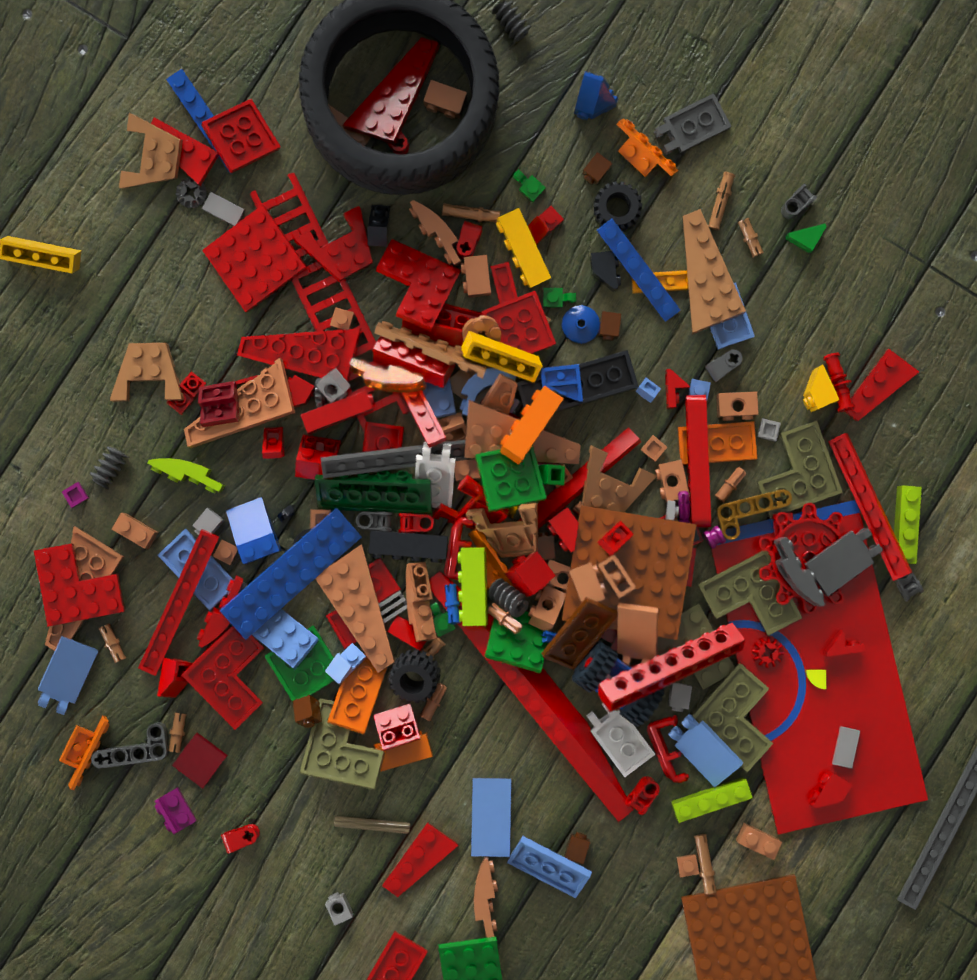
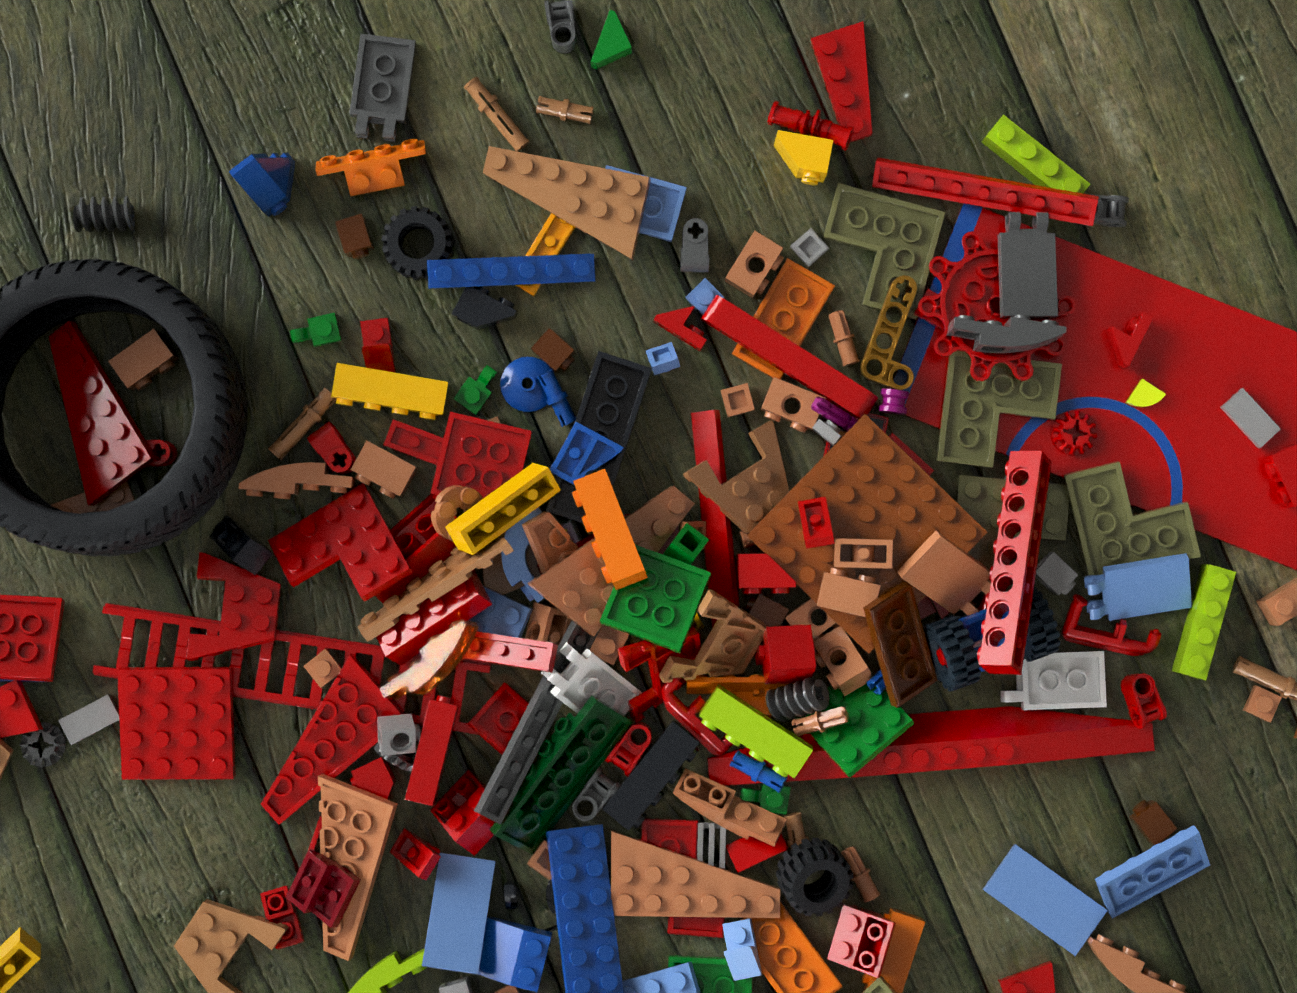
camera: 55 degrees left, 0 degrees up
(256, 490) = (458, 913): none -> medium blue tile
(584, 345) = (557, 398): none -> blue pin

